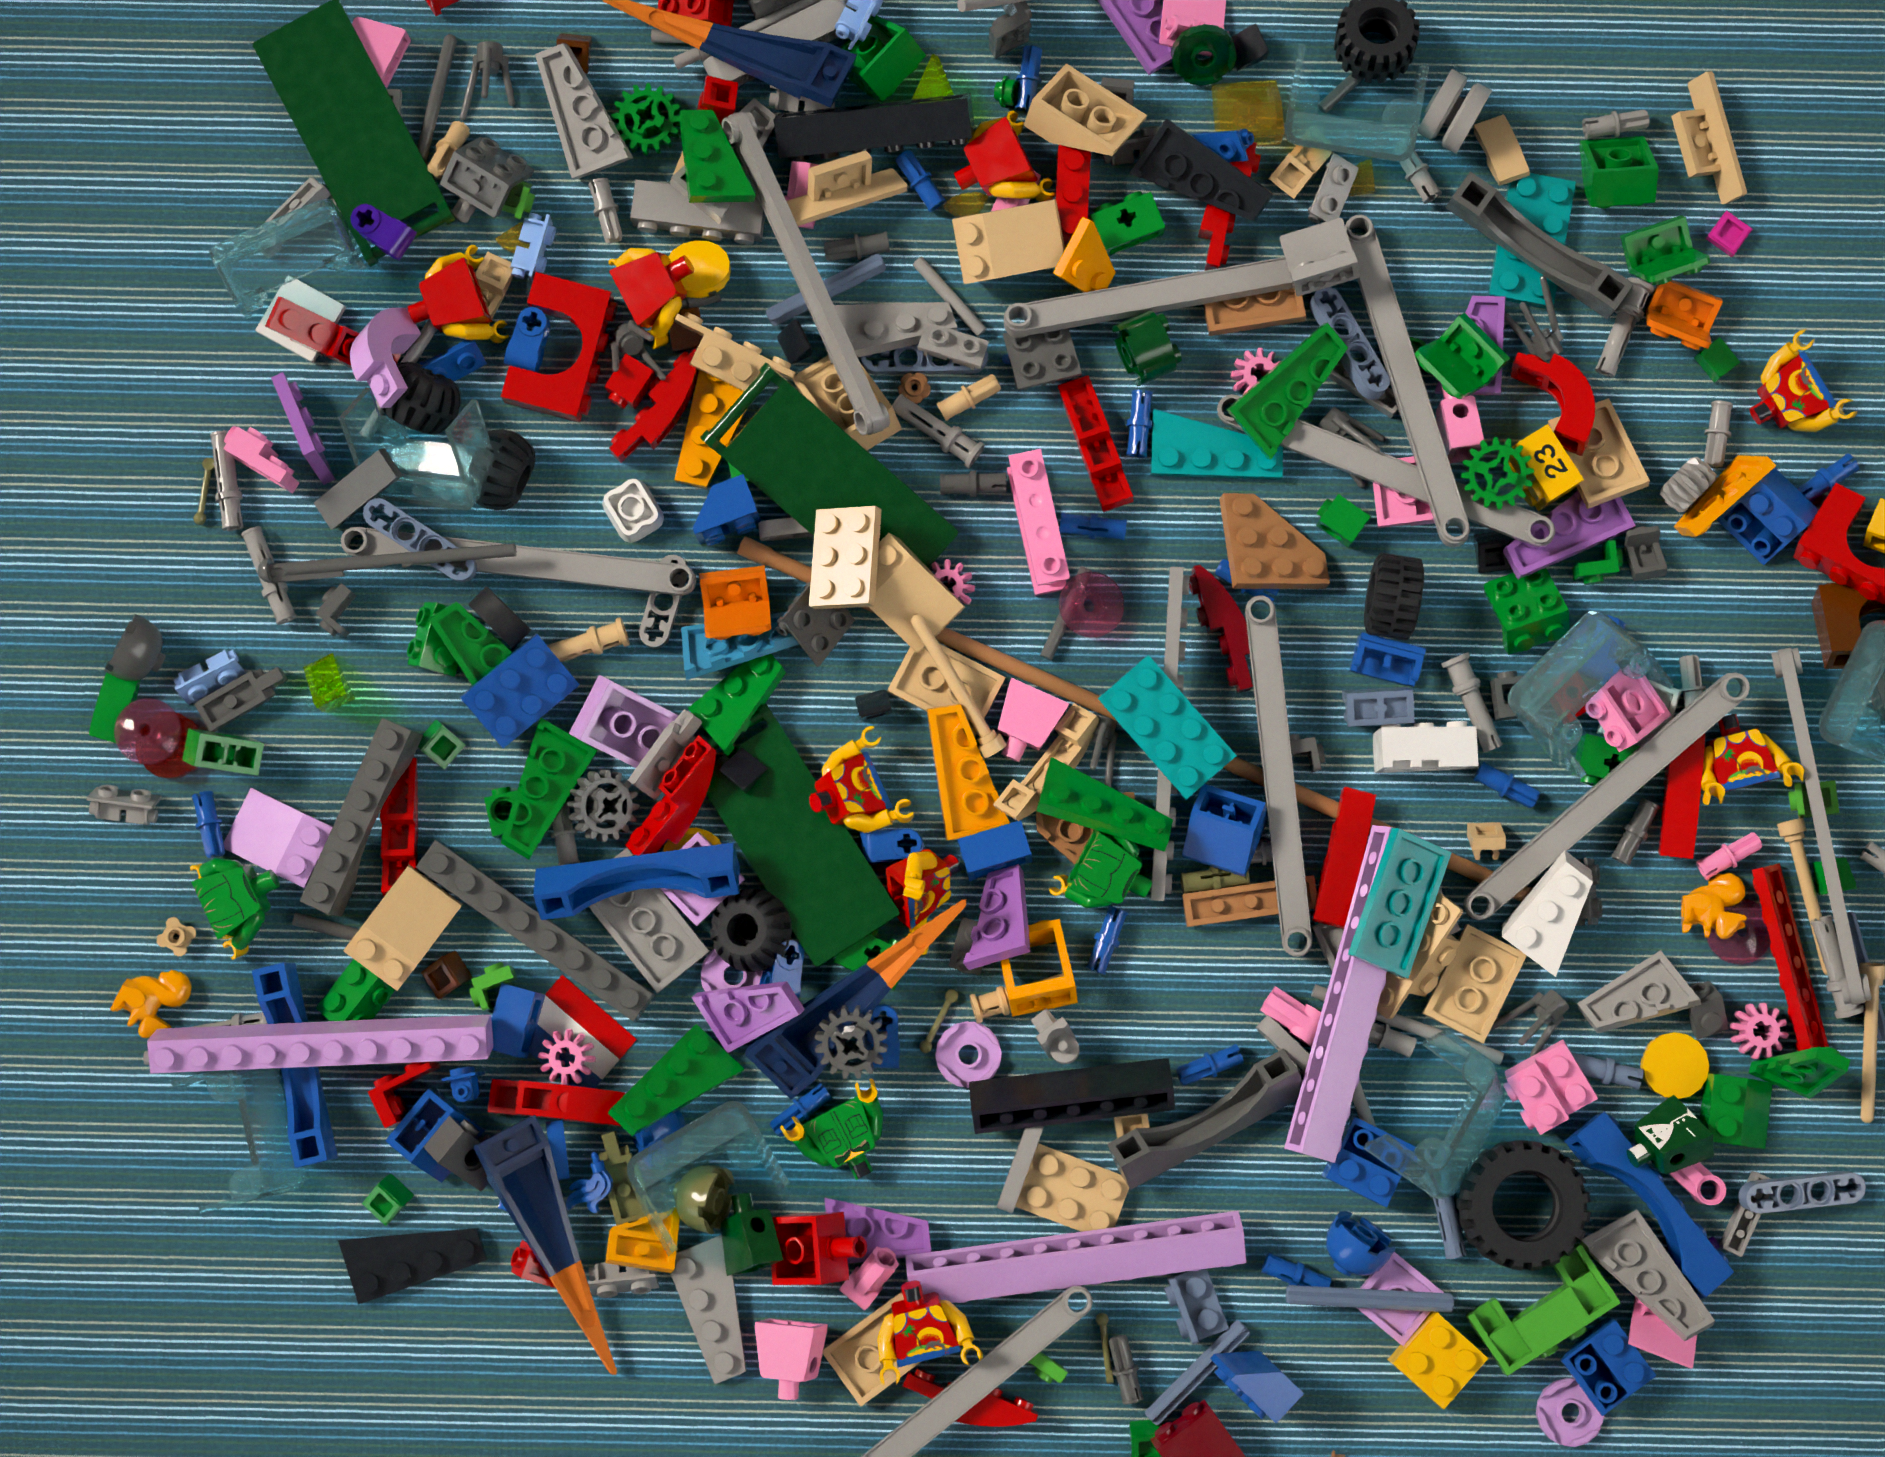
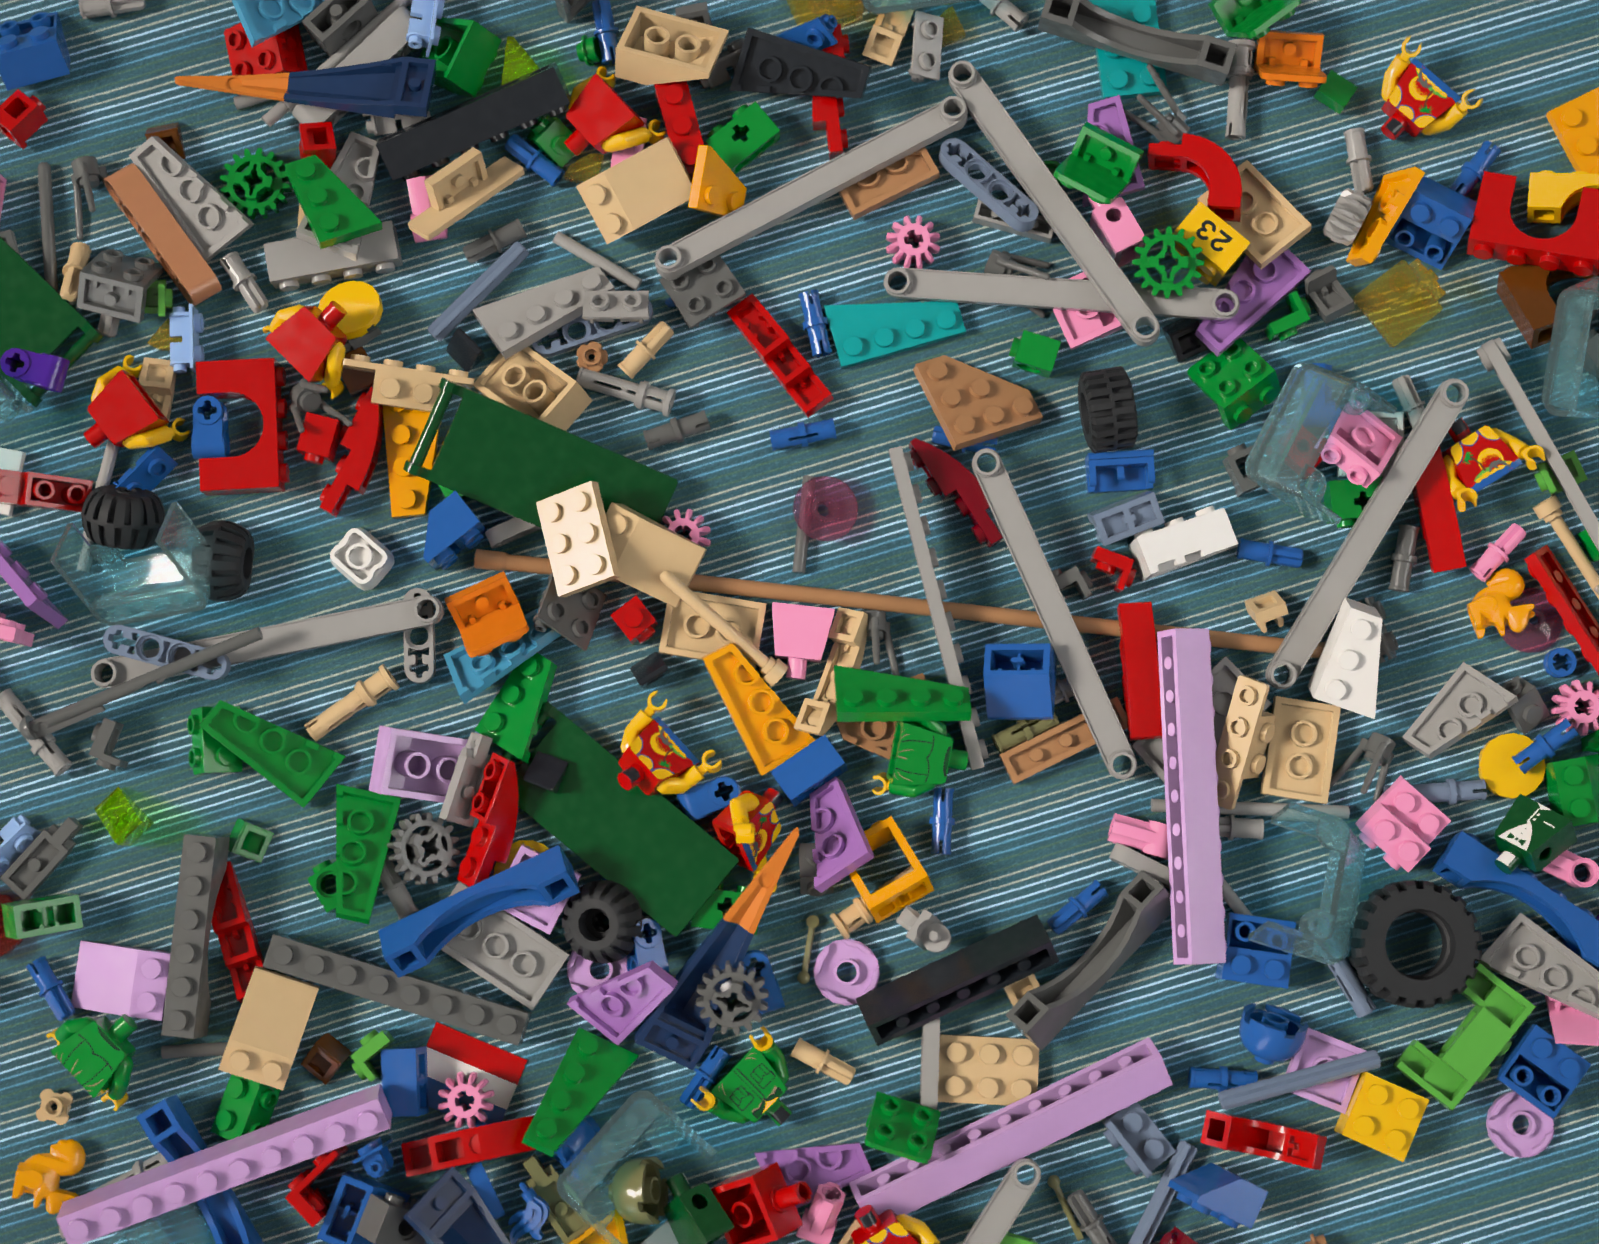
camera: 20 degrees left, 0 degrees up
(358, 488) = (91, 622): dark grey tile -> none
(372, 351) = (62, 486): lavender arch -> none
(499, 617) = (266, 701): black tyre -> none
(519, 690) = (308, 765): blue plate -> none
(542, 140) = (162, 234): none -> nougat beam
(869, 415) = (556, 395): light grey piece -> none
(874, 653) = (635, 621): none -> red brick
(918, 1132) = (823, 1062): none -> tan axle
(942, 163) = (550, 137): none -> green bracket
(973, 1218) = (902, 1128): none -> green bracket
(1037, 522) = (749, 447): bright pink fence -> none
(1146, 347) = (799, 249): dark green brick -> none
(1167, 727) = (934, 601): teal plate -> none
(1279, 398) = (941, 253): green wing -> none
(1316, 1344) = (1263, 1139): none -> red arch
(1319, 256) = (934, 112): light grey bracket -> none
(1348, 744) = (1109, 562): none -> red bracket
(1399, 903) = (1207, 697): teal plate -> none
(1467, 687) = (1203, 472): light grey pin -> none
(1712, 1056) = (1545, 745): none -> blue pin
(1714, 582) = (1401, 300): none -> clear yellow plate
(1756, 971) = (1558, 652): none -> blue bush

